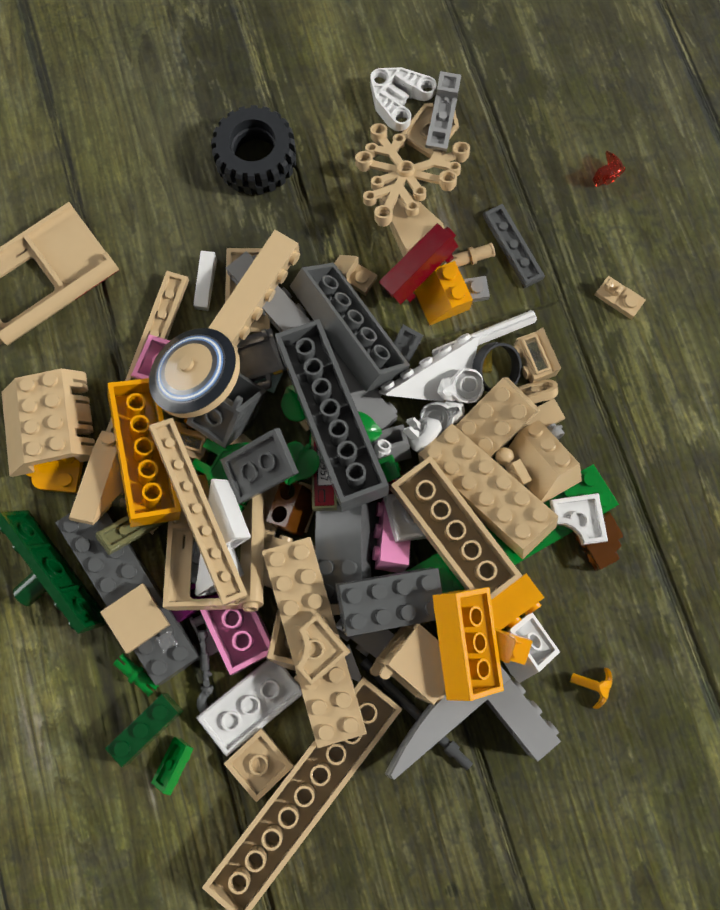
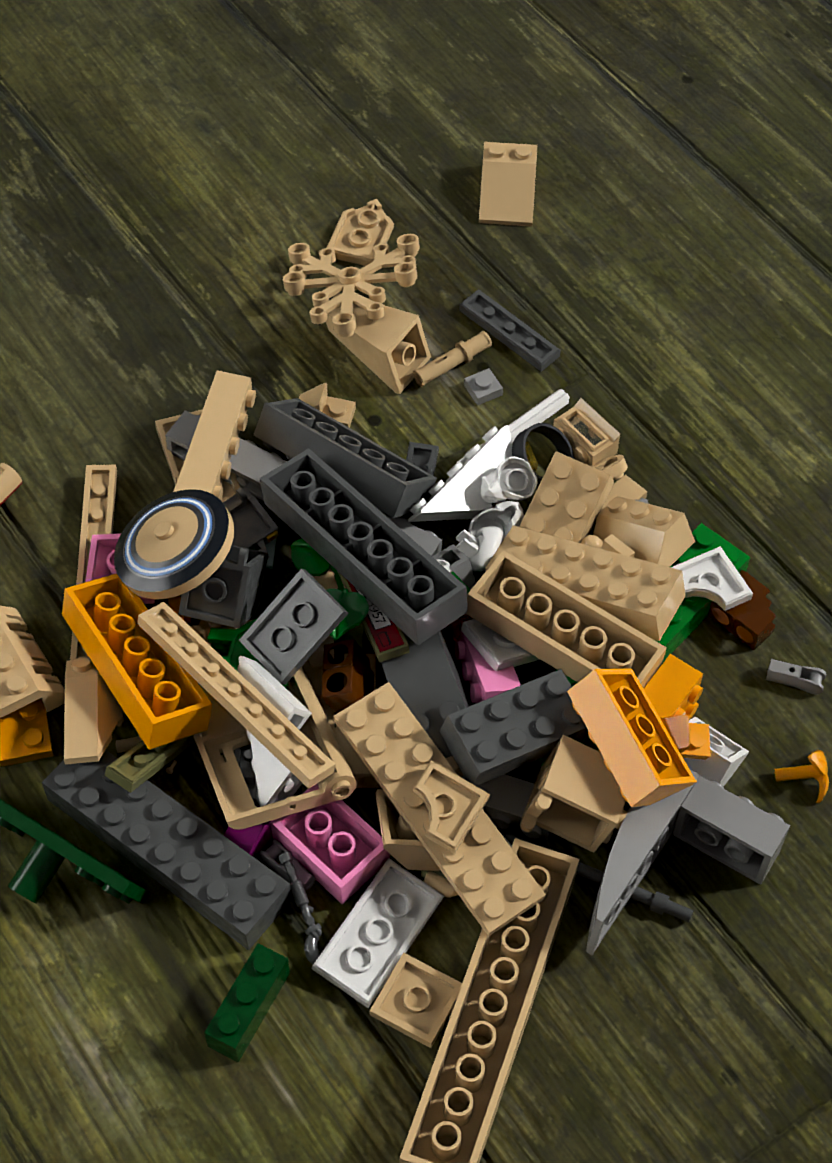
camera: 20 degrees left, 20 degrees down
(135, 618) = (192, 857): tan tile -> none
(135, 674) = (211, 943): green pin -> none
(166, 641) = (243, 871): clear piece -> none
(172, 766) = (301, 1037): green plate -> none
(205, 280) = (138, 465): white piece -> none
(250, 125) = (147, 280): black tyre -> none
(394, 92) = (302, 206): white connector -> none
(420, 263) = (405, 368): dark red brick -> none
(443, 111) = (370, 209): light grey slope -> none
(443, 294) = (445, 399): light orange slope -> none
(557, 115) = (508, 184): none -> tan slope
(609, 172) = (591, 224): clear red plate -> none
(614, 603) = (790, 675): none -> light grey bar
(620, 297) = (658, 350): tan plate -> none

